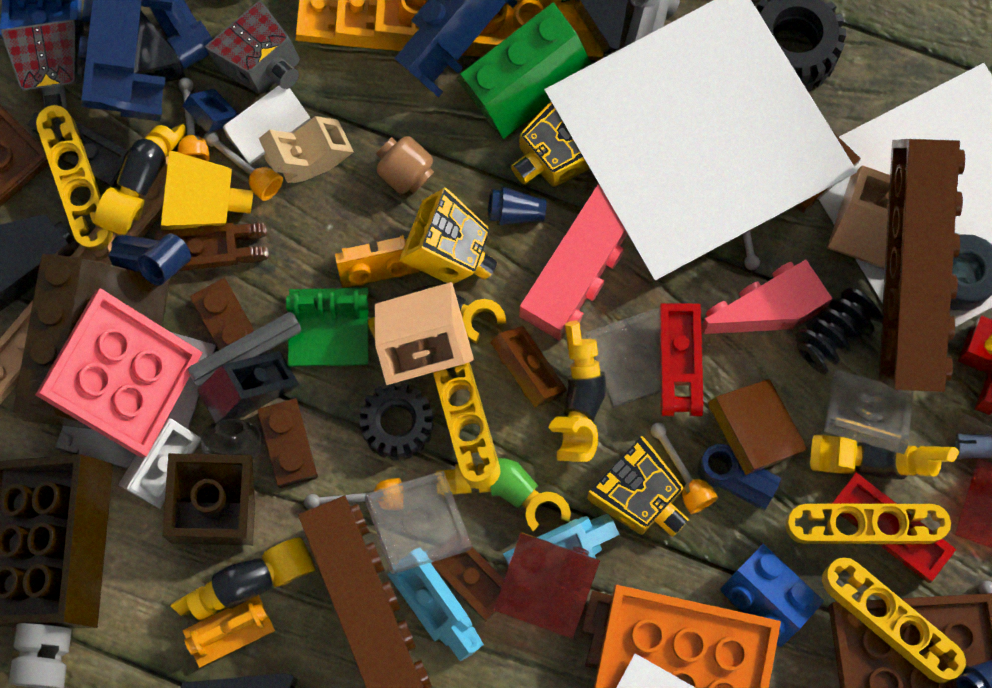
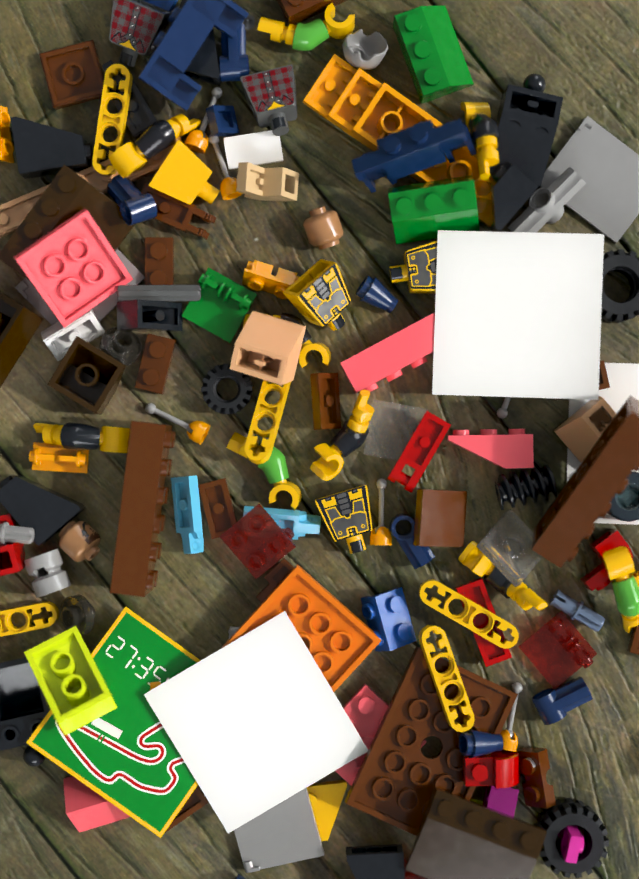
camera: 30 degrees right, 15 degrees up
(417, 522) = (203, 460): clear tile -> none

